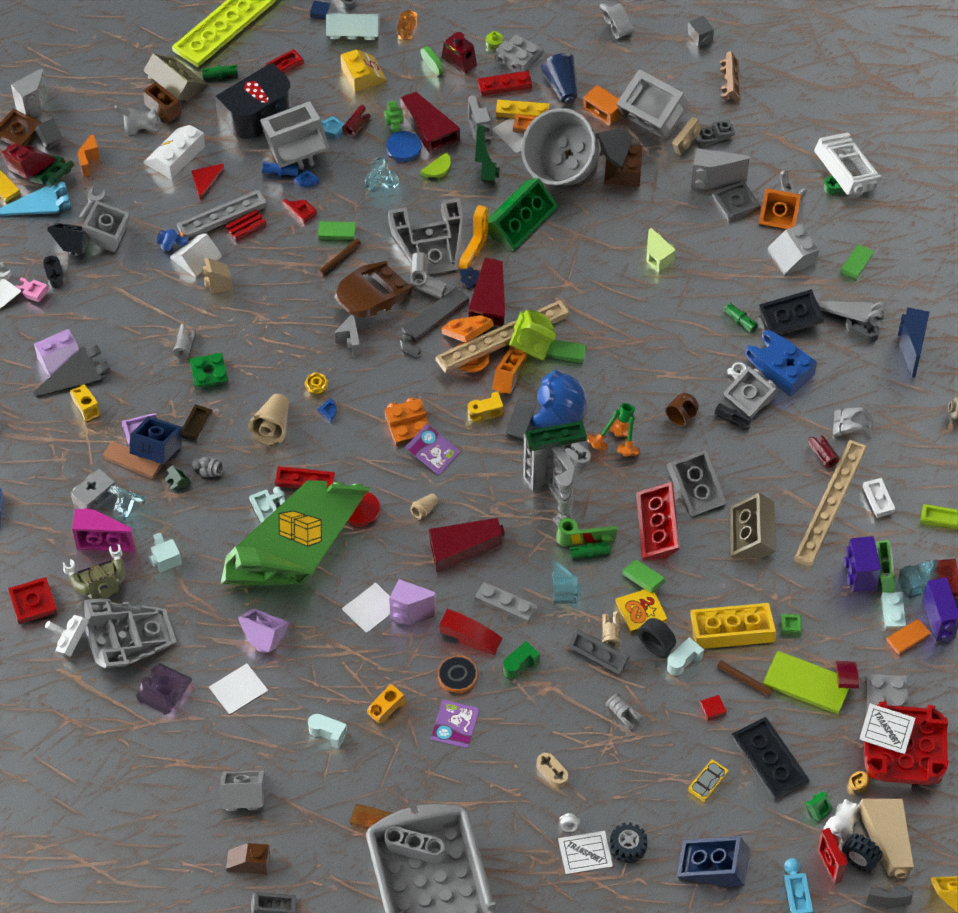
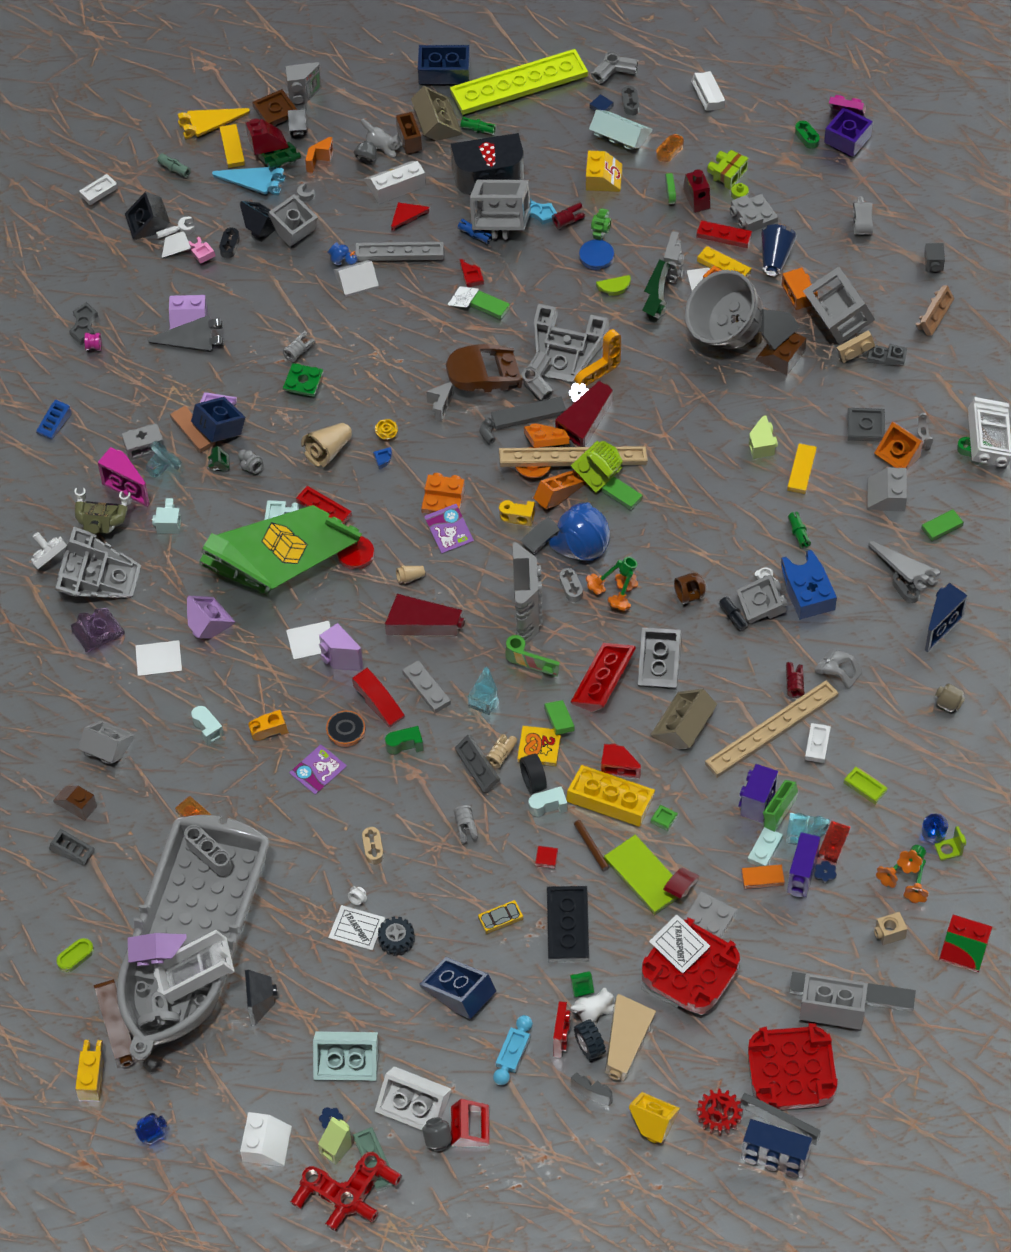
camera: 30 degrees right, 0 degrees up
(32, 600) = (38, 510): red plate -> none
(85, 402) = (183, 364): yellow leg -> none
(132, 136) = (365, 151): none -> dark grey cone
(154, 27) = (443, 64): none -> dark blue brick
(196, 423) = (265, 420): dark brown tile -> none
(217, 276) = (359, 301): tan slope -> none
(243, 223) = (415, 268): red tile -> none
(287, 65) = (539, 142): red tile -> none
(306, 179) = (493, 250): blue tile -> none
(307, 233) = (463, 296): none -> white sticker
(338, 258) = (477, 329): reddish brown bar -> none
(380, 176) = (556, 272): clear light blue tile -> none
(428, 122) = (631, 242): dark red slope -> none
(474, 22) = (730, 168): none -> lime hips
(521, 214) = (659, 356): green slope -> none
(555, 436) = (535, 555): dark green plate -> none
(589, 550) = (528, 674): green pin -> none
(707, 262) = (801, 468): none -> yellow tile
(718, 169) = (862, 388): light grey slope -> none
(722, 592) = (619, 762): none -> red slope
(791, 313) = (846, 545): black plate -> none
(859, 782) = (632, 980): pearl gold tile -> none

